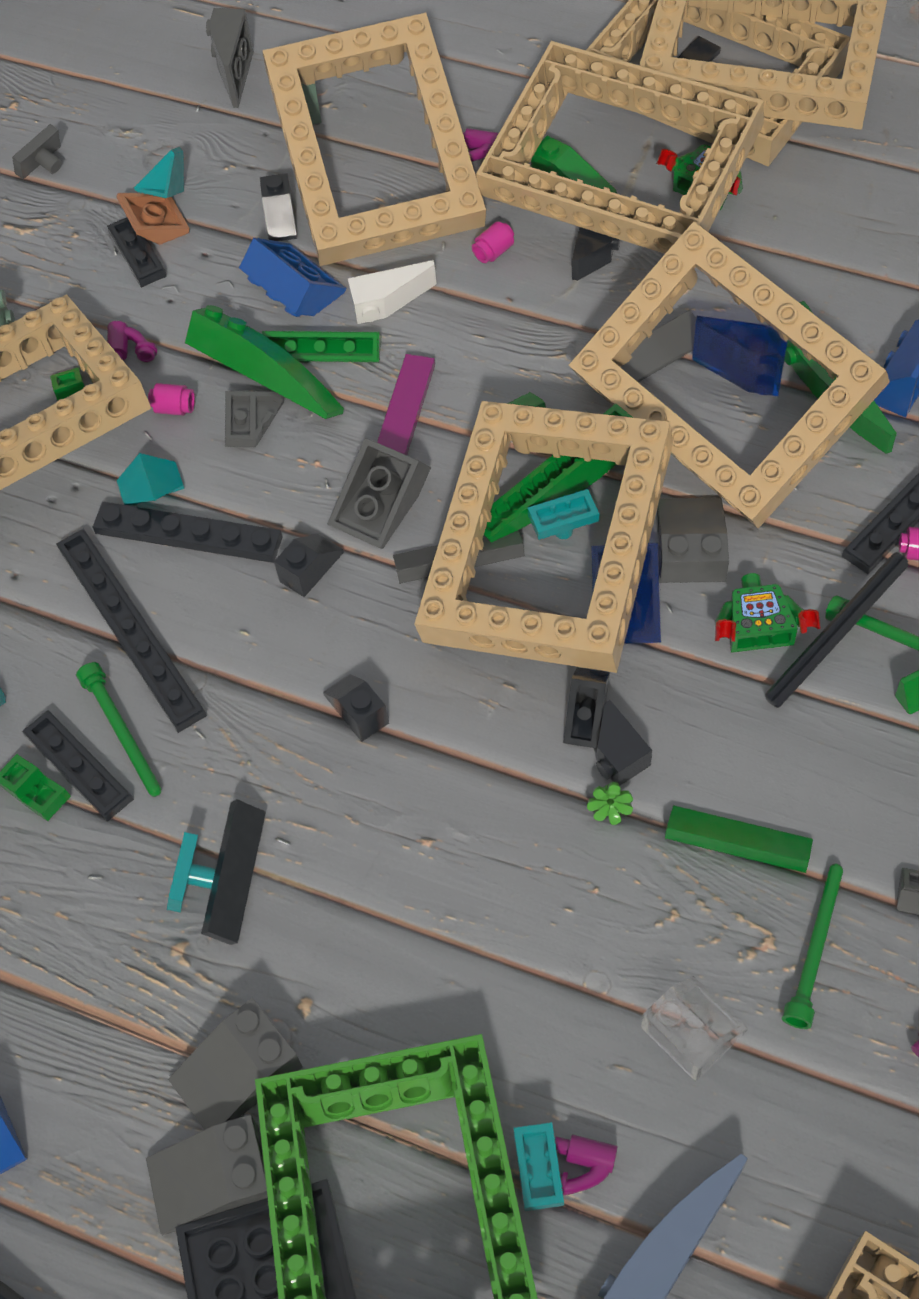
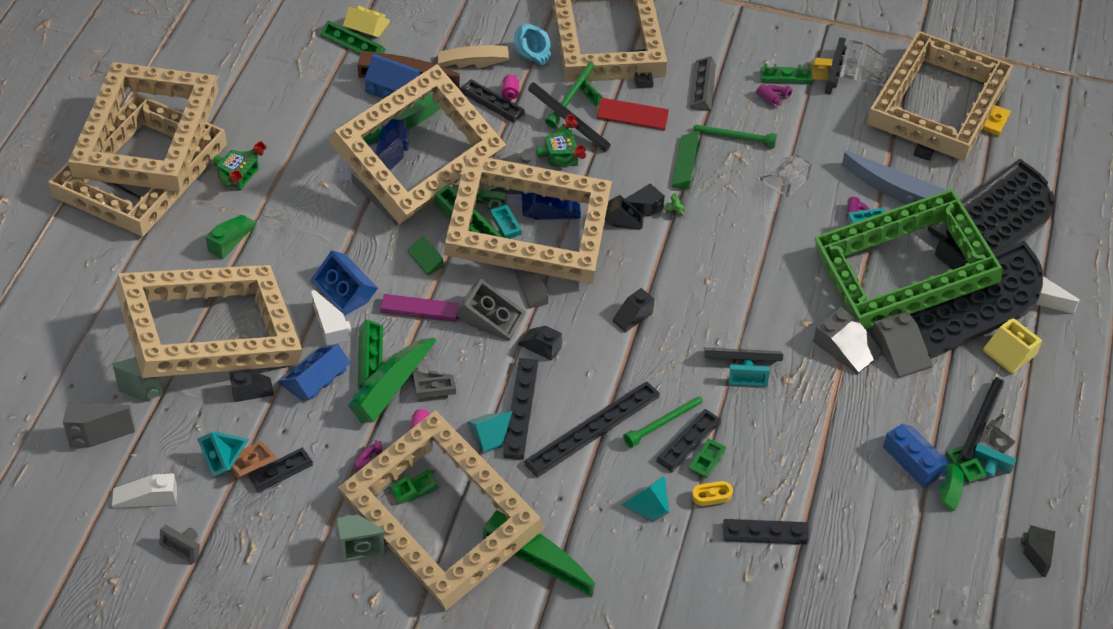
camera: 105 degrees left, 10 degrees down
(123, 122) = (148, 491): none -> white slope
(461, 309) = (343, 283): none -> blue slope
(493, 242) = (288, 269): dark pink brick -> none
(566, 69) = (231, 127): tan brick -> none
(592, 252) = (295, 221): black slope -> none
(865, 754) = (633, 113): none -> red slope

